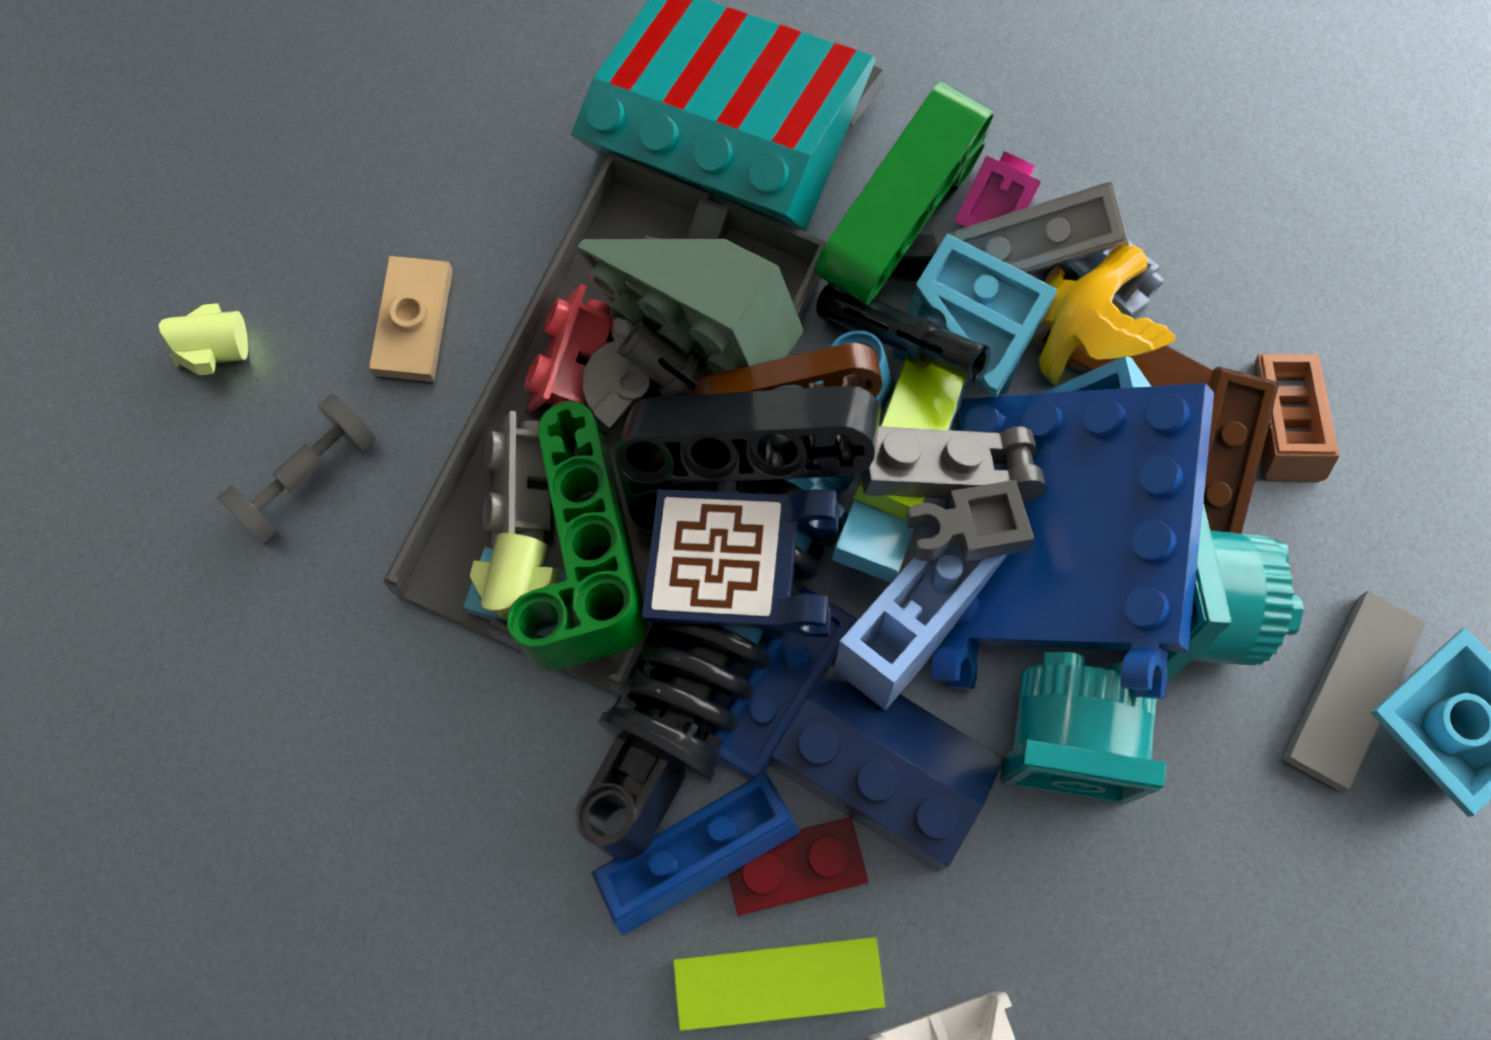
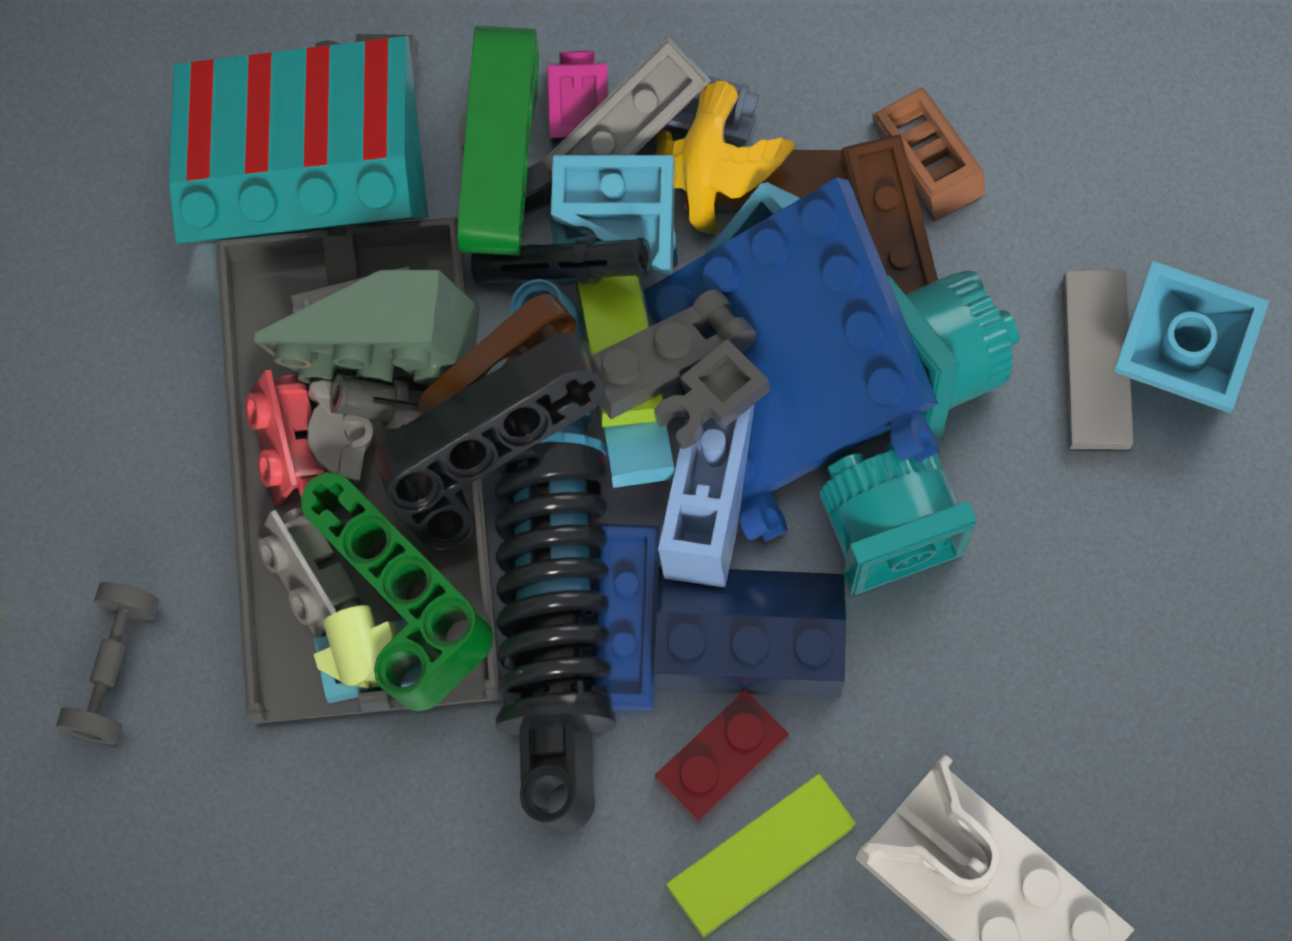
camera: 25 degrees left, 0 degrees up
(411, 319) = (123, 481): tan plate -> none
(695, 853) = (636, 788): blue tile -> none
(734, 559) = (535, 530): flag -> none

